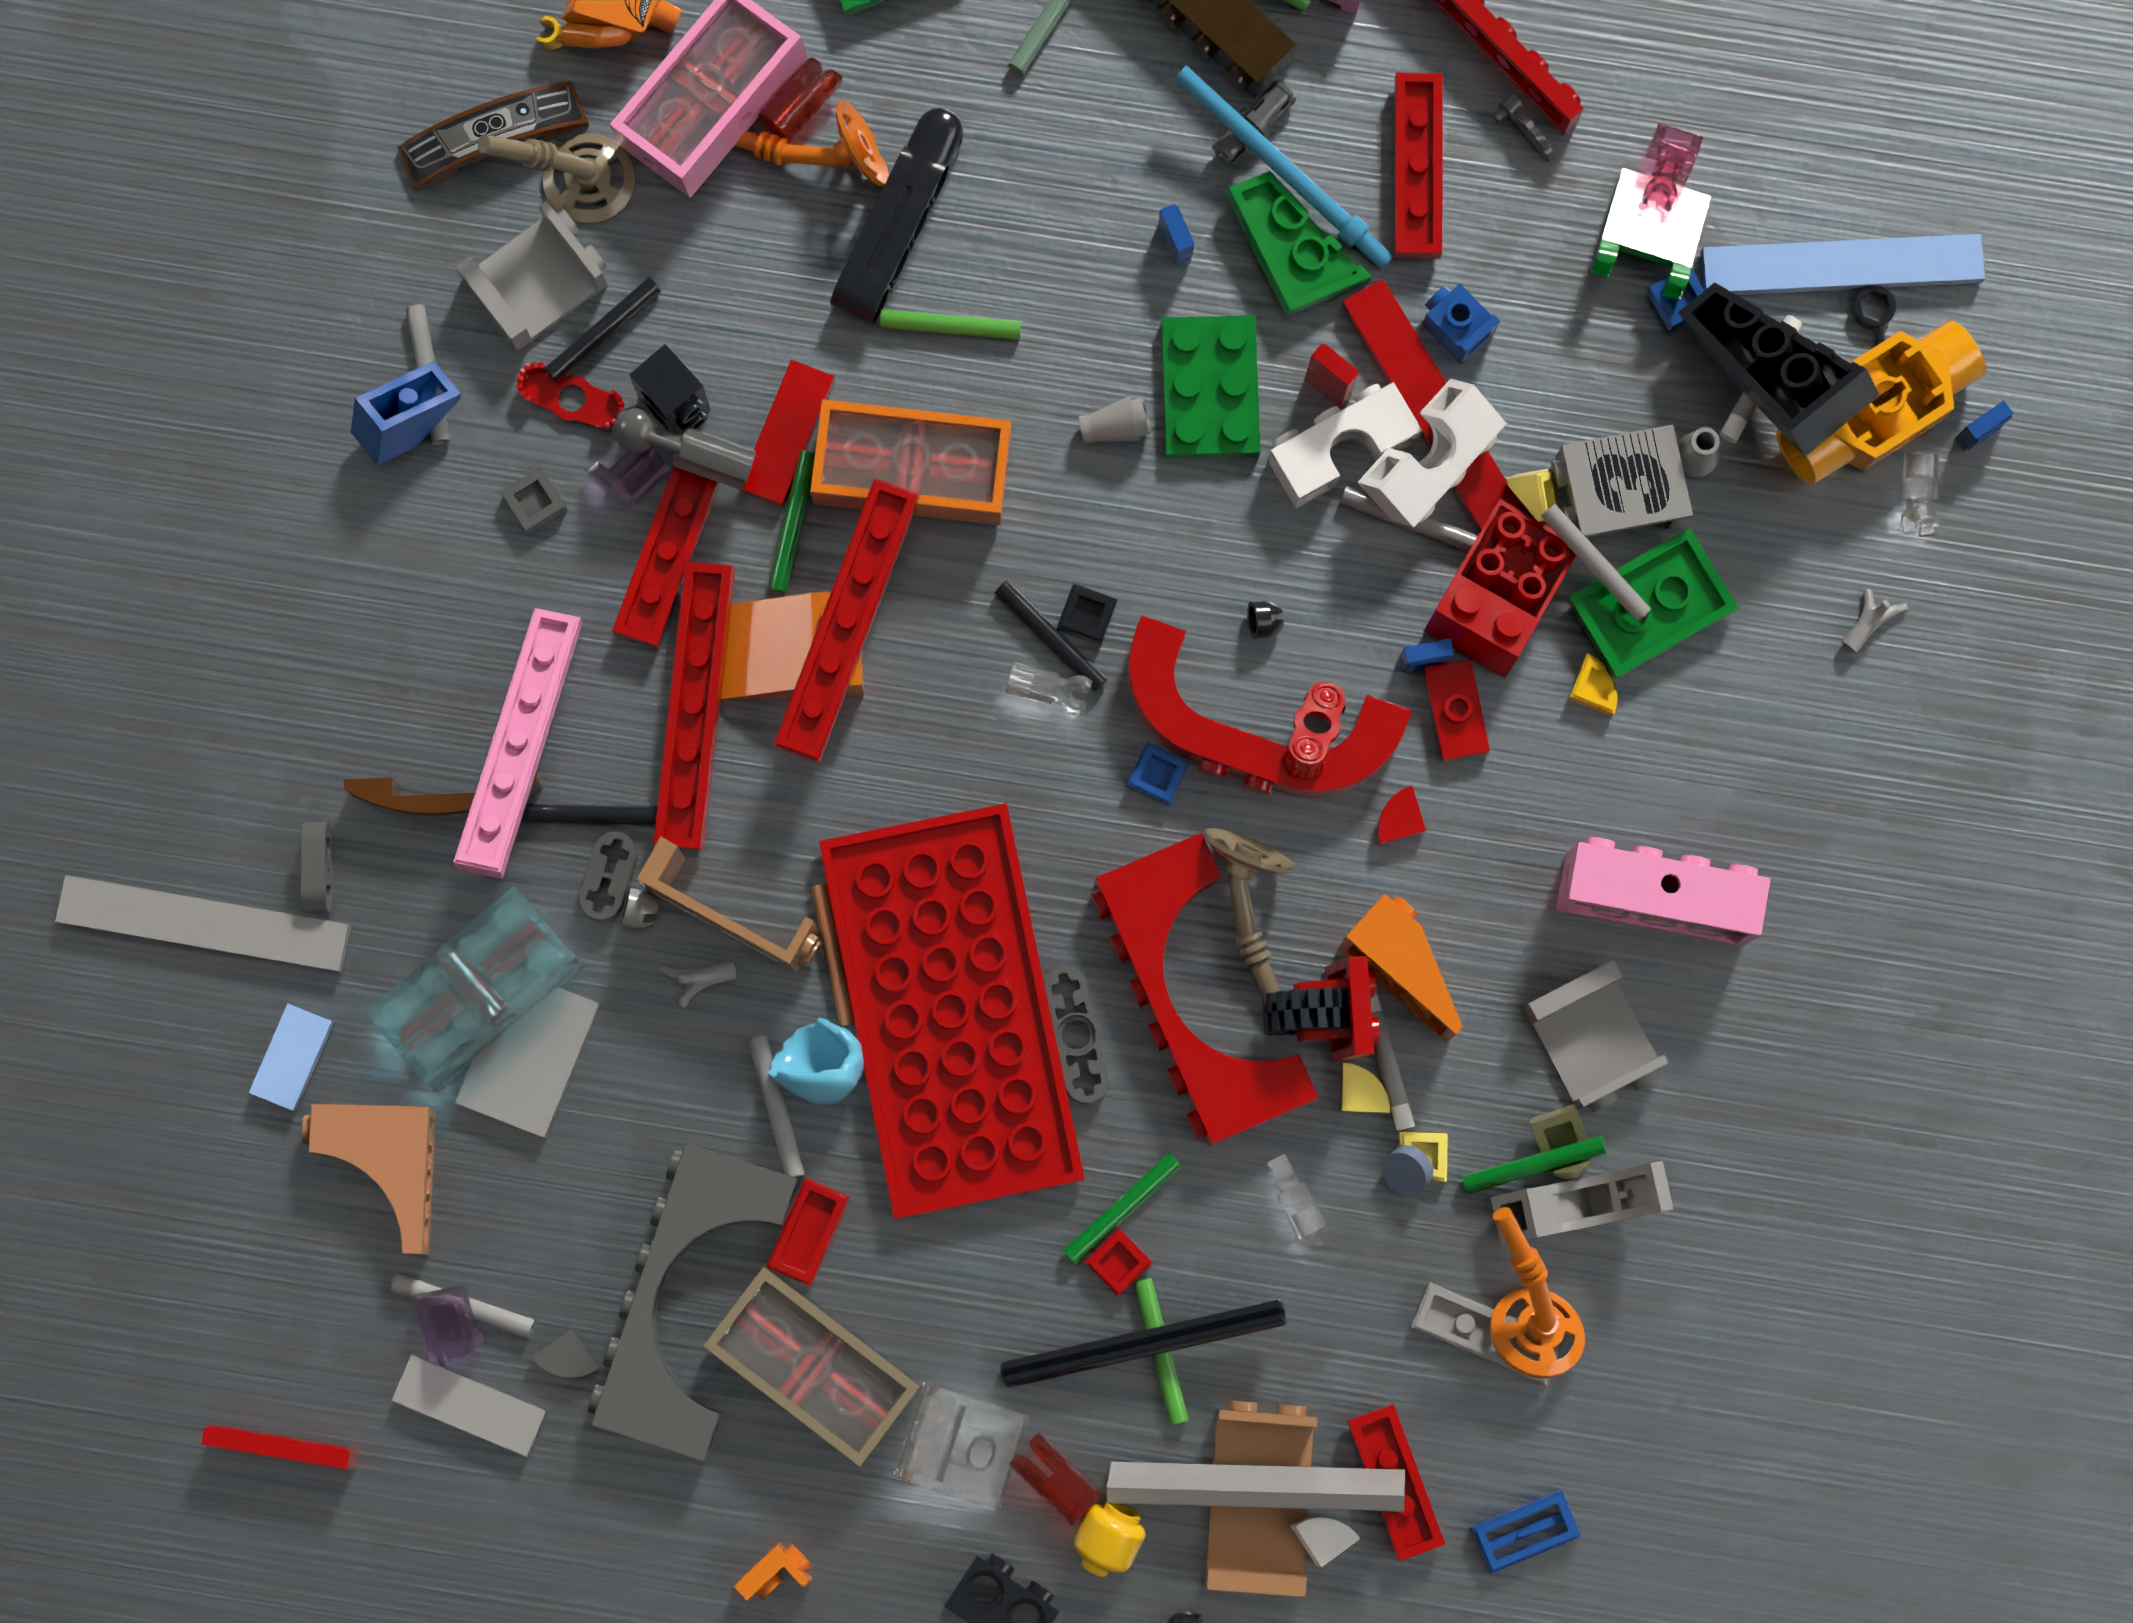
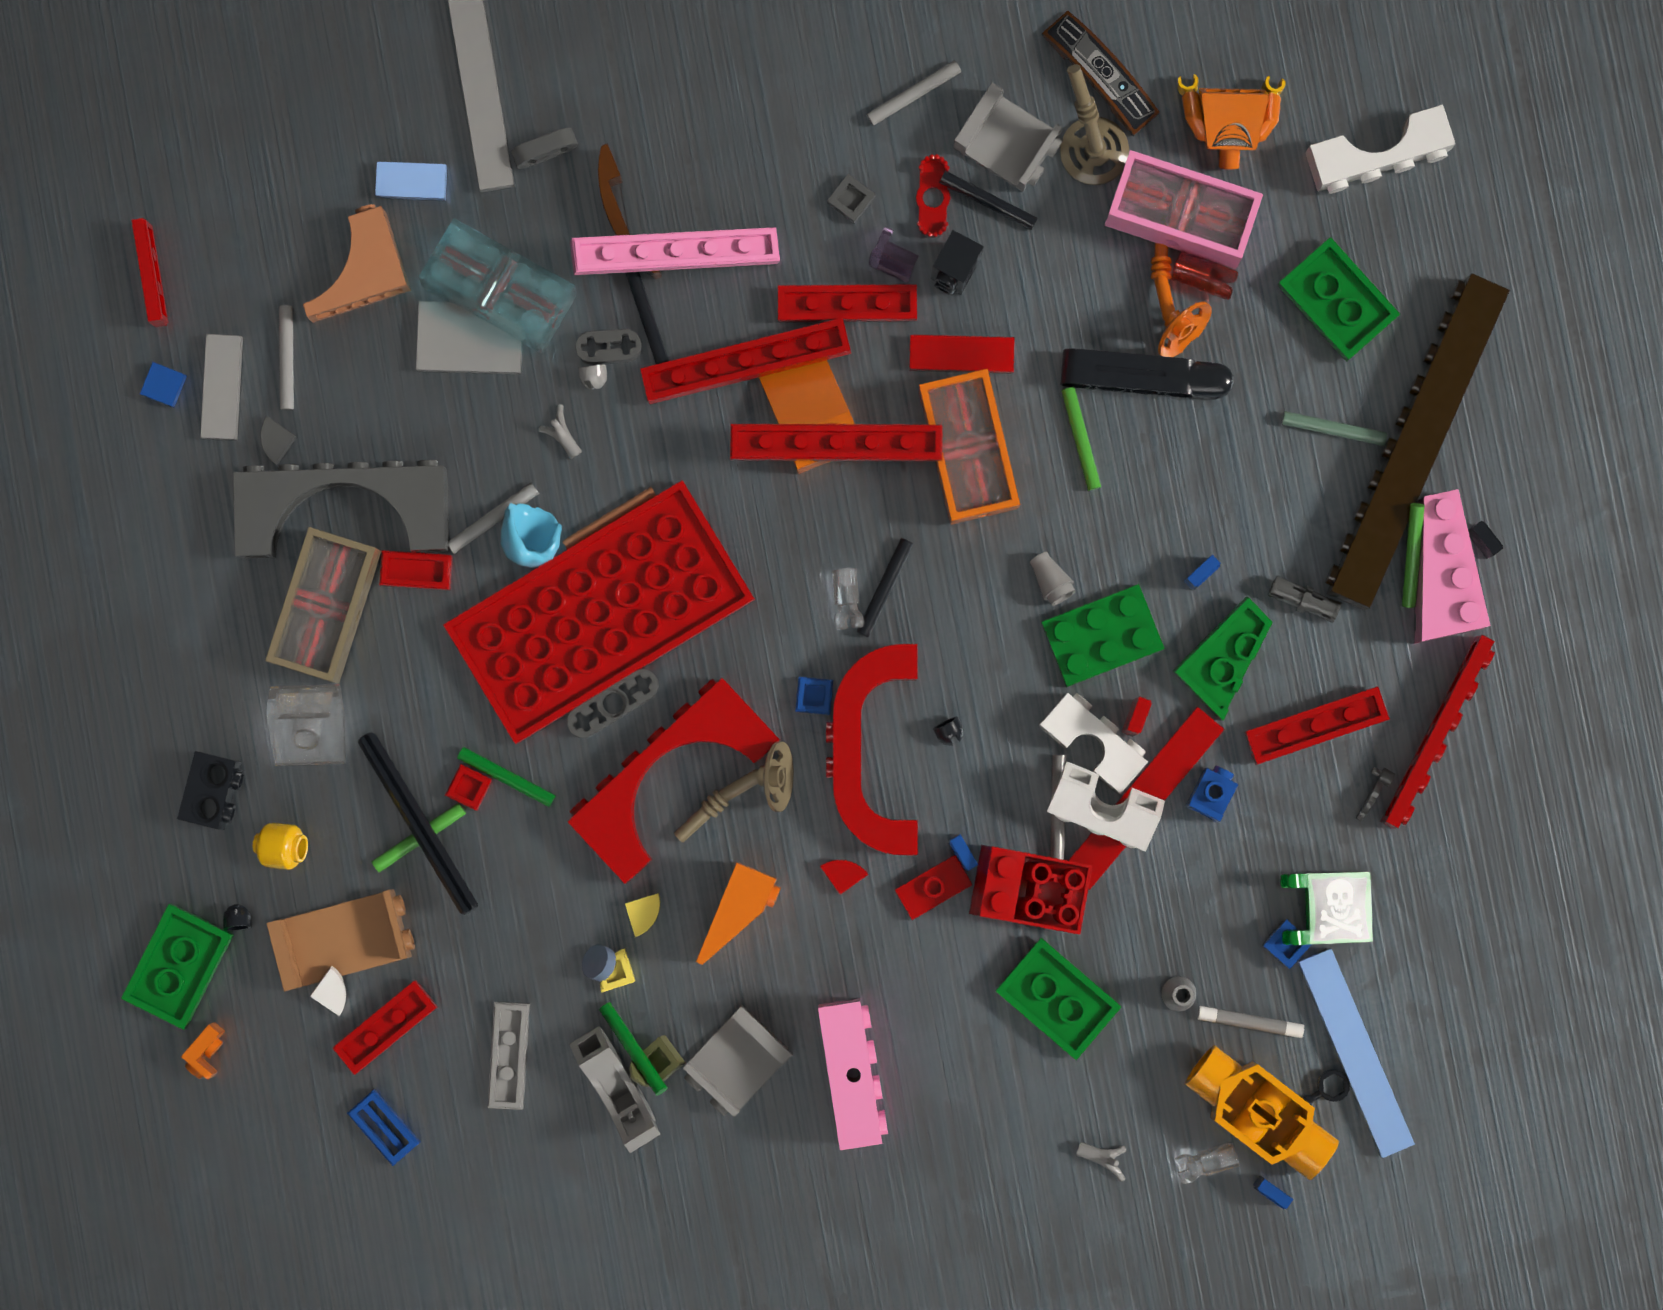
camera: 80 degrees right, 5 degrees up
(402, 412) = (878, 86): blue slope -> none
(436, 1483) = (163, 384): none -> blue tile
(447, 1324) = (268, 352): clear purple tile -> none
(660, 873) = (618, 380): medium nougat panel -> none
(690, 449) = (920, 292): dark grey piece -> none
(765, 1575) = (175, 625): orange bracket -> none
(792, 522) = (897, 381): green bar -> none
(1064, 1488) = (305, 805): clear red hinge -> none
(1087, 614) = (909, 607): black tile -> none
(1256, 1486) = (347, 933): light grey tile -> none
(1295, 1198) = (553, 892): clear bar -> none
(1308, 749) = (864, 792): piece -> none
(1329, 1010) = (685, 869): plate -> none
(1351, 229) = (1252, 694): dark azure bar -> none
(1390, 1072) = (672, 922): light grey bar -> none
(1535, 490) = (1107, 889): light yellow slope -> none
(1540, 1324) = (526, 1086): orange dish -> none
(1594, 687) = (985, 978): yellow tile -> none
(1595, 562) = (1069, 948): light grey piece -> none
(1623, 482) = (1135, 948): light grey panel -> none
(1674, 160) = (1385, 907): clear pink piece -> none
(1786, 375) = (1248, 1037): black wedge -> none

